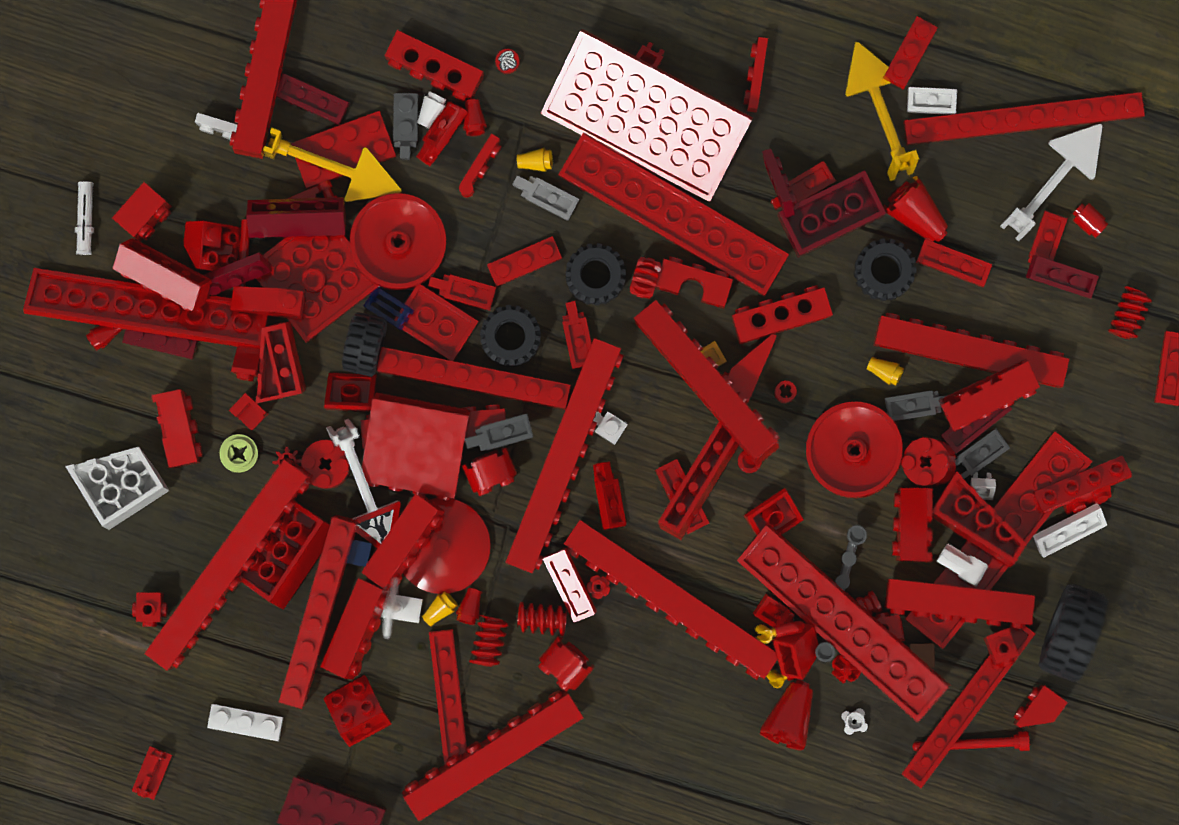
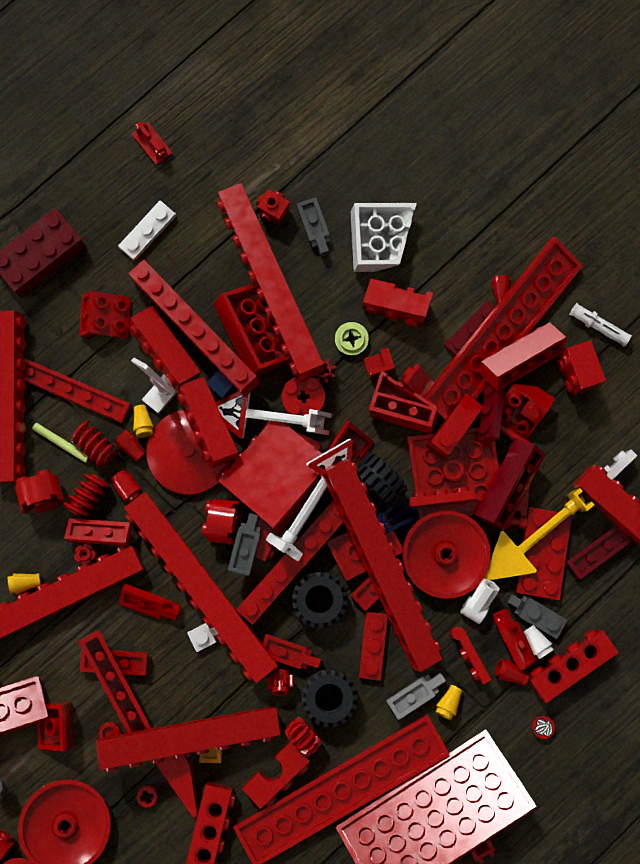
camera: 120 degrees right, 5 degrees down
(143, 557) = (314, 225): none -> dark grey hinge
(346, 276) = (441, 497): none -> red plate
(378, 392) = (332, 456): none -> white piece
(430, 184) = (478, 605): none -> white piece
(443, 295) = (381, 564): none -> red brick
(506, 677) = (60, 442): none -> yellowish green bar
(511, 585) = (126, 486): none -> red brick
(609, 328) = (280, 682): none -> red gear
(659, 628) = (23, 582): none -> yellow cone

